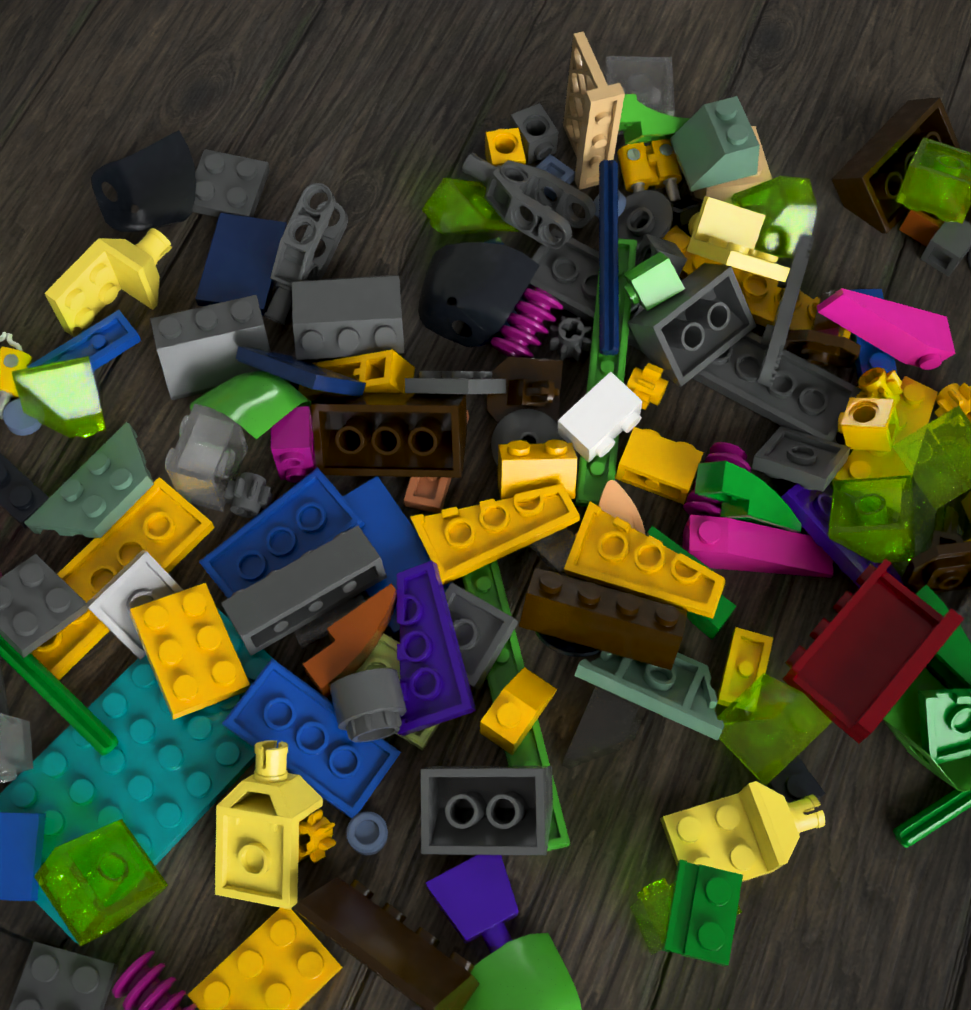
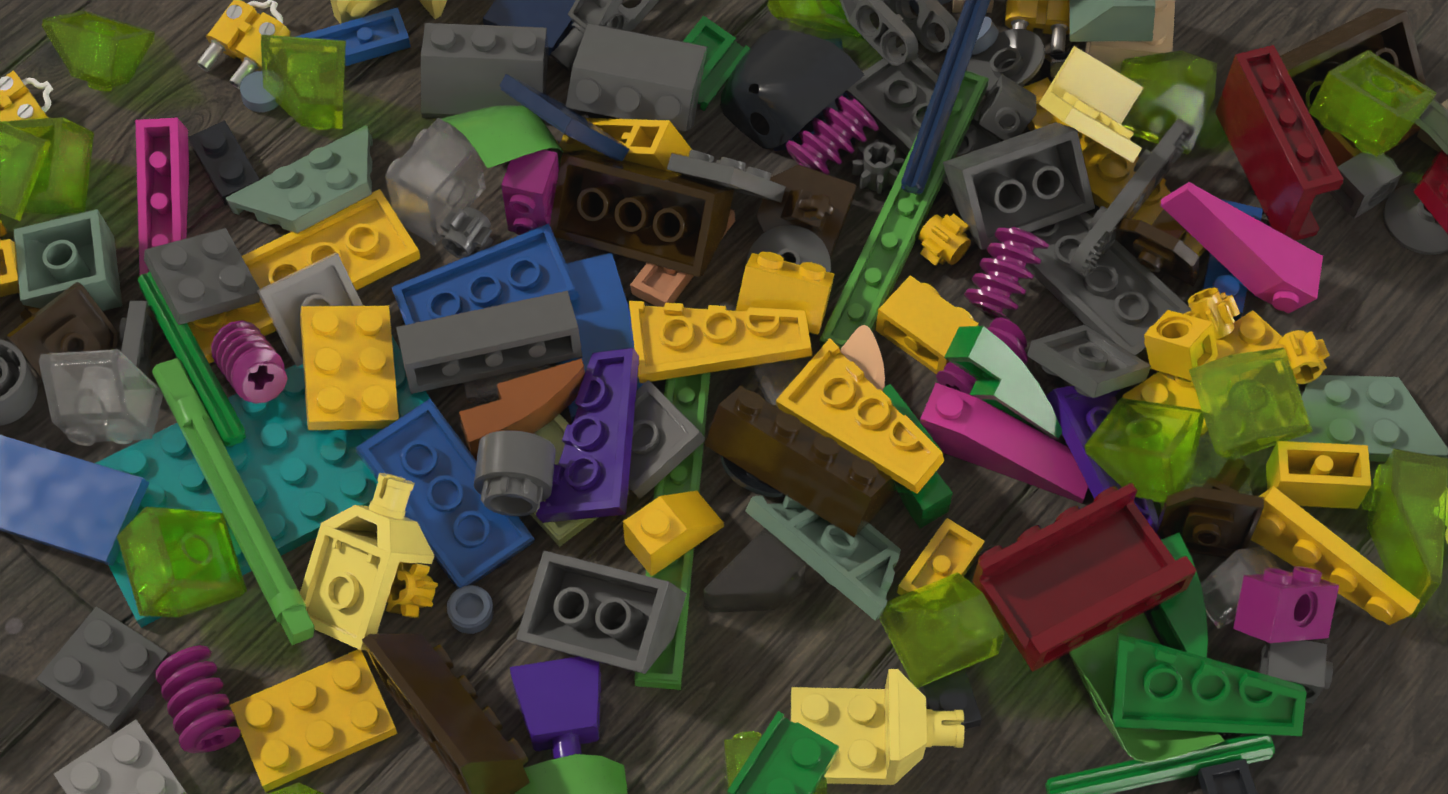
camera: 20 degrees right, 5 degrees down
(99, 672) = (249, 362): none -> magenta piece
(128, 805) = (234, 501): none -> bright green piece
(411, 279) = (720, 60): none -> green plate
(600, 417) = (874, 254): white brick -> none
(652, 282) = (984, 125): brick -> none
(707, 401) = (1004, 271): none -> magenta piece
(882, 232) = (1276, 141): none -> dark red panel

